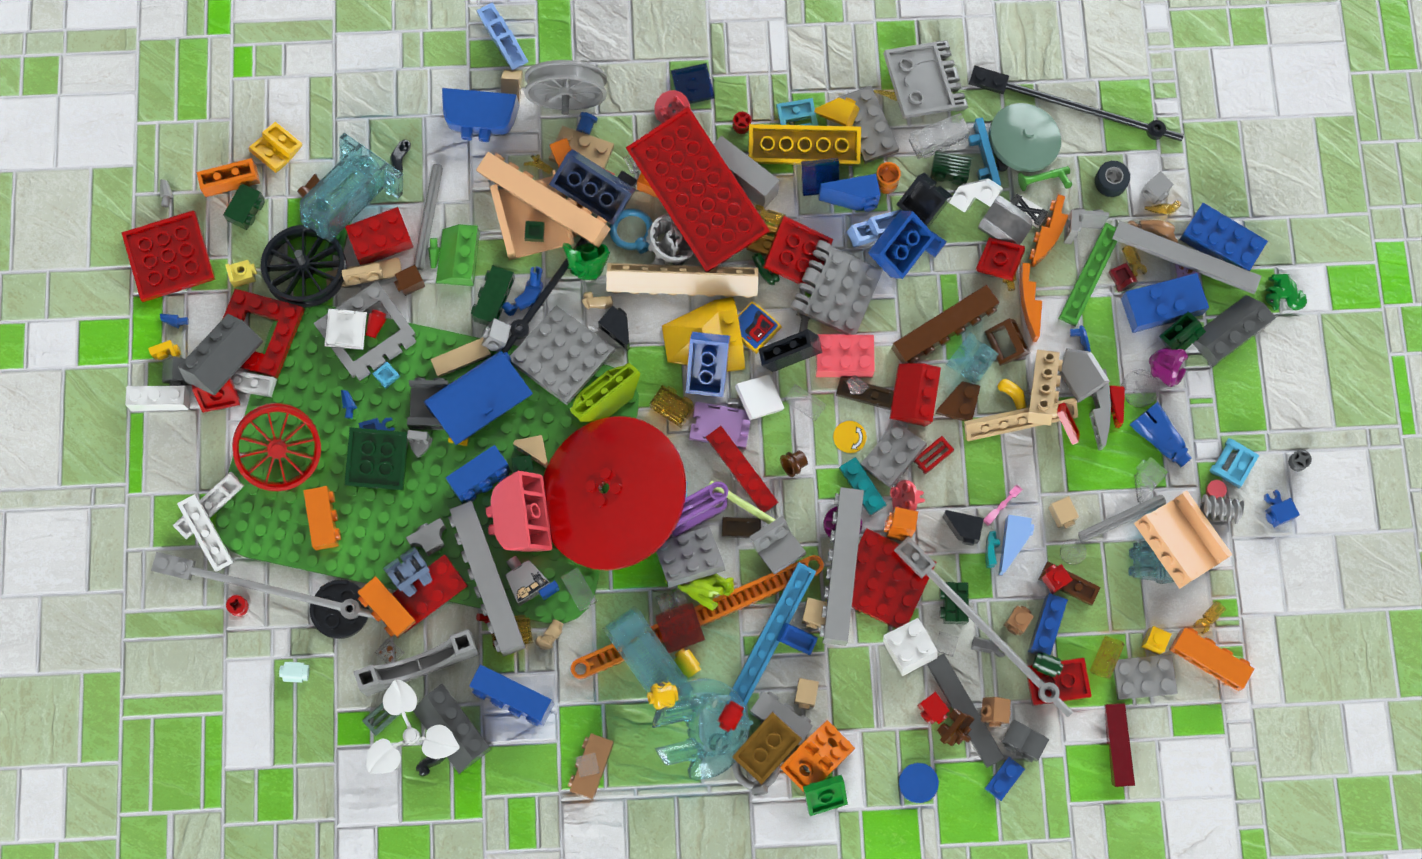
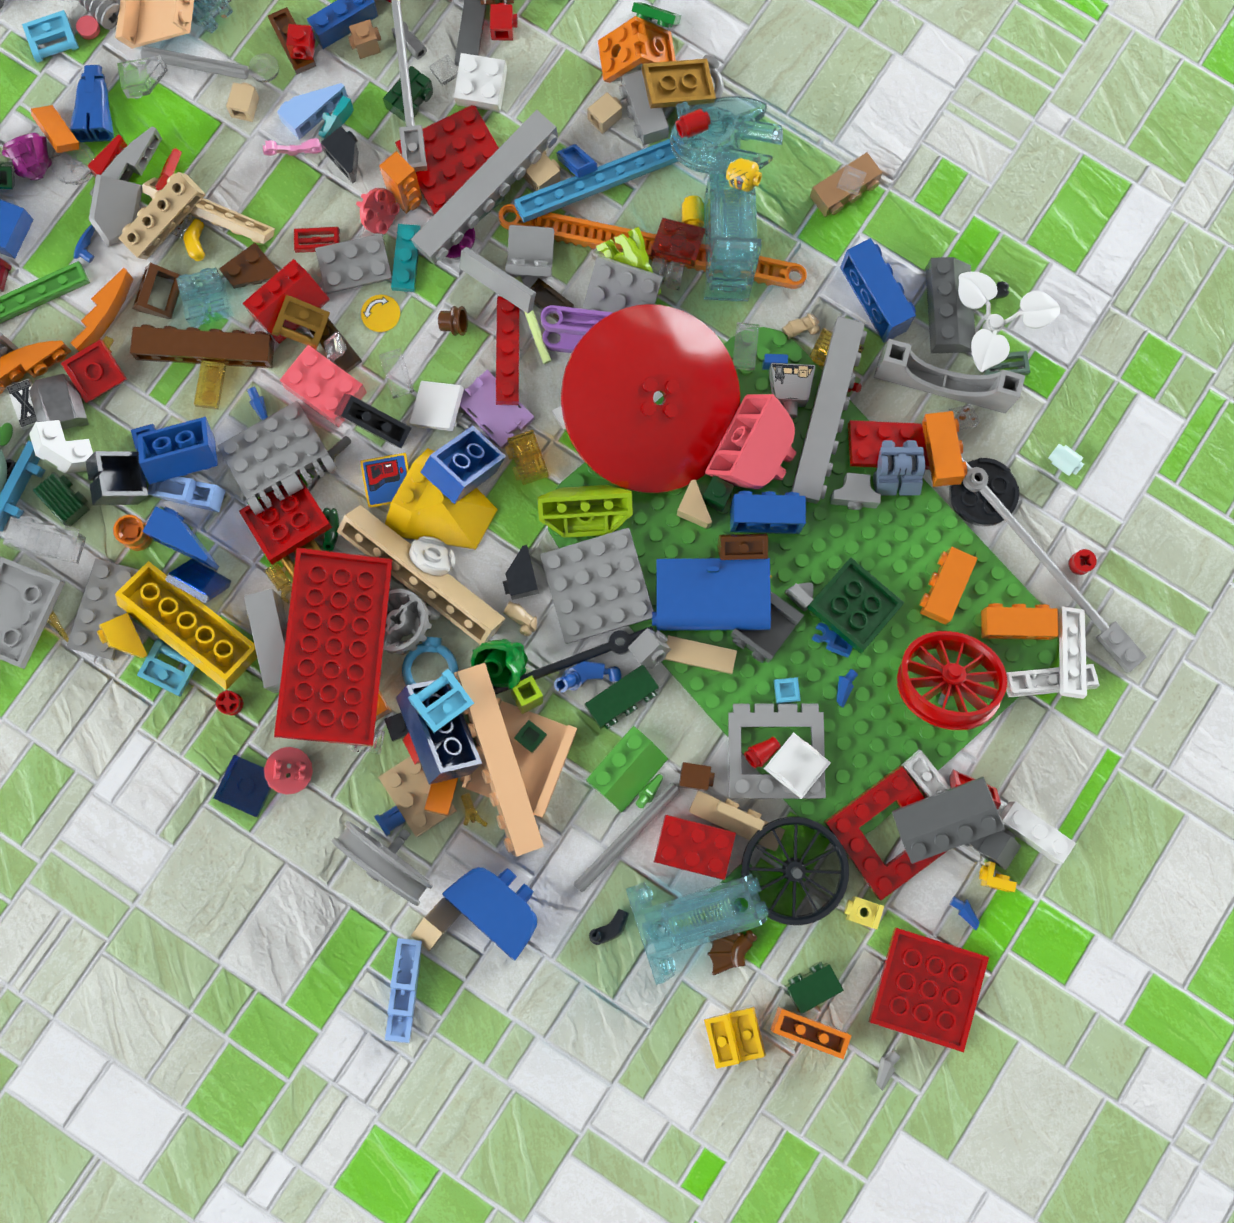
camera: 145 degrees left, 5 degrees up
(255, 527) = (1019, 622): none -> orange brick
(479, 440) = (743, 546): none -> reddish brown tile
(554, 253) = (527, 695): none -> lime brick
(595, 194) = (444, 708): none -> medium azure plate
(684, 296) = (432, 556): none -> white tile
(786, 510) = (497, 280): none -> light grey tile
(879, 316) = (257, 403): none -> blue bar
(892, 388) = (303, 315): none -> pearl gold plate
(919, 304) = (210, 385): none -> clear yellow plate
(1168, 396) = (55, 129): none -> orange tile

